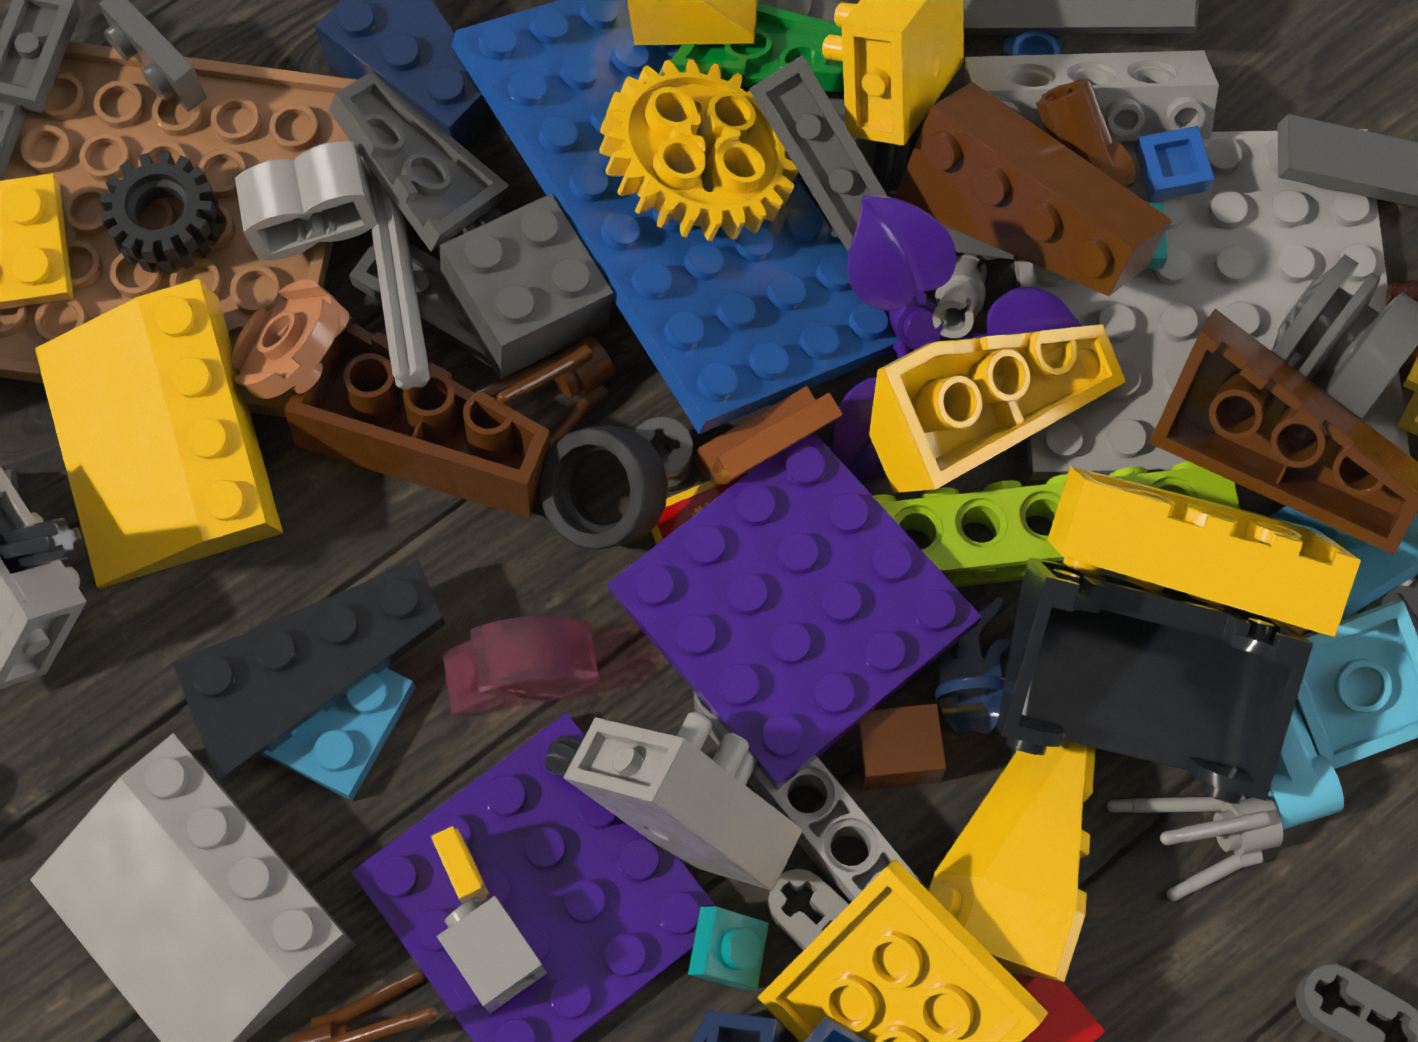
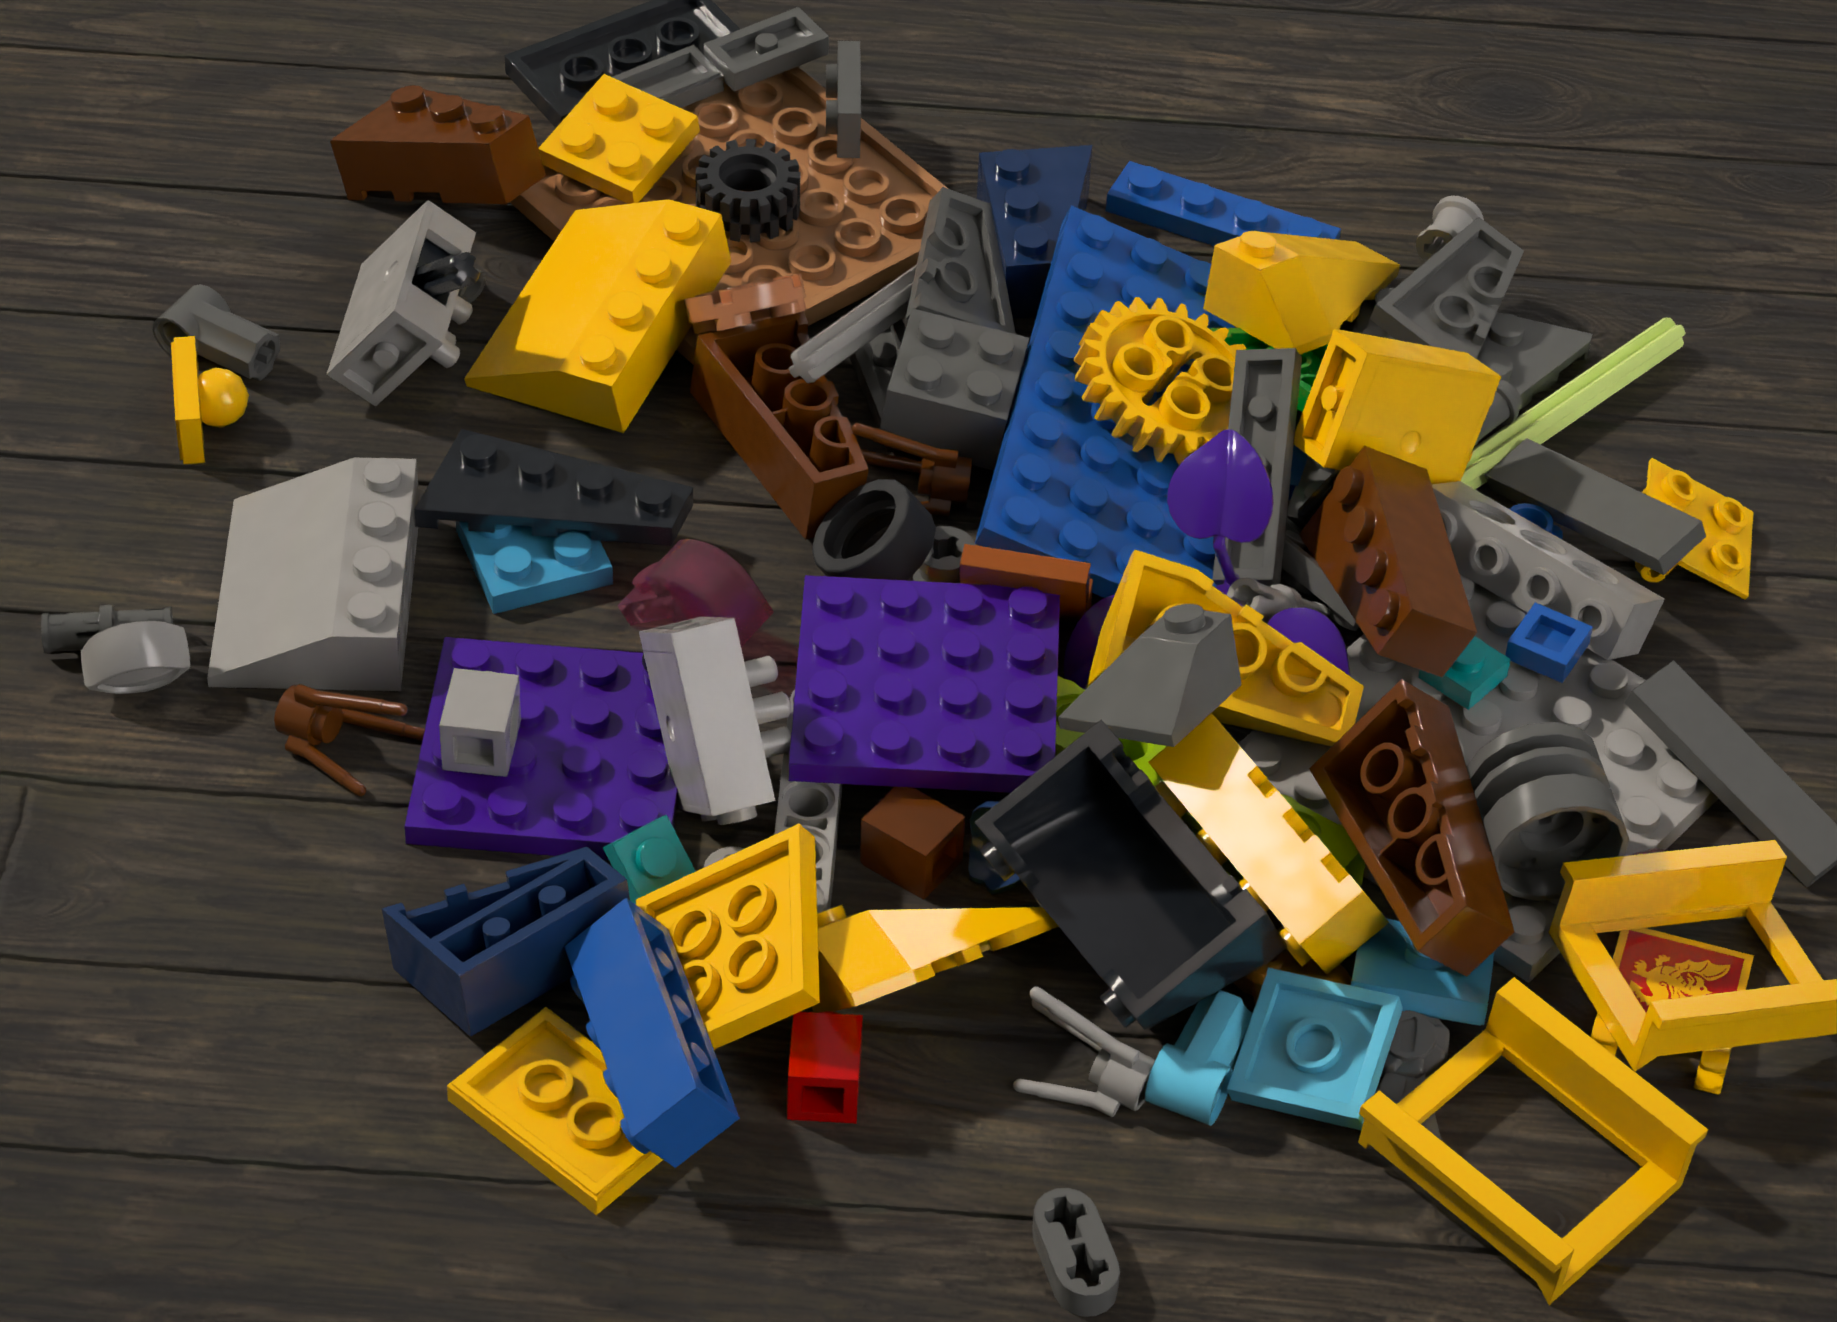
camera: 40 degrees right, 25 degrees down
(305, 200) = (852, 239): light grey brick -> none
(459, 865) = (520, 652): yellow tile -> none
(1024, 492) = (1163, 679): none -> dark grey slope
(1076, 121) = (1482, 562): reddish brown piece -> none

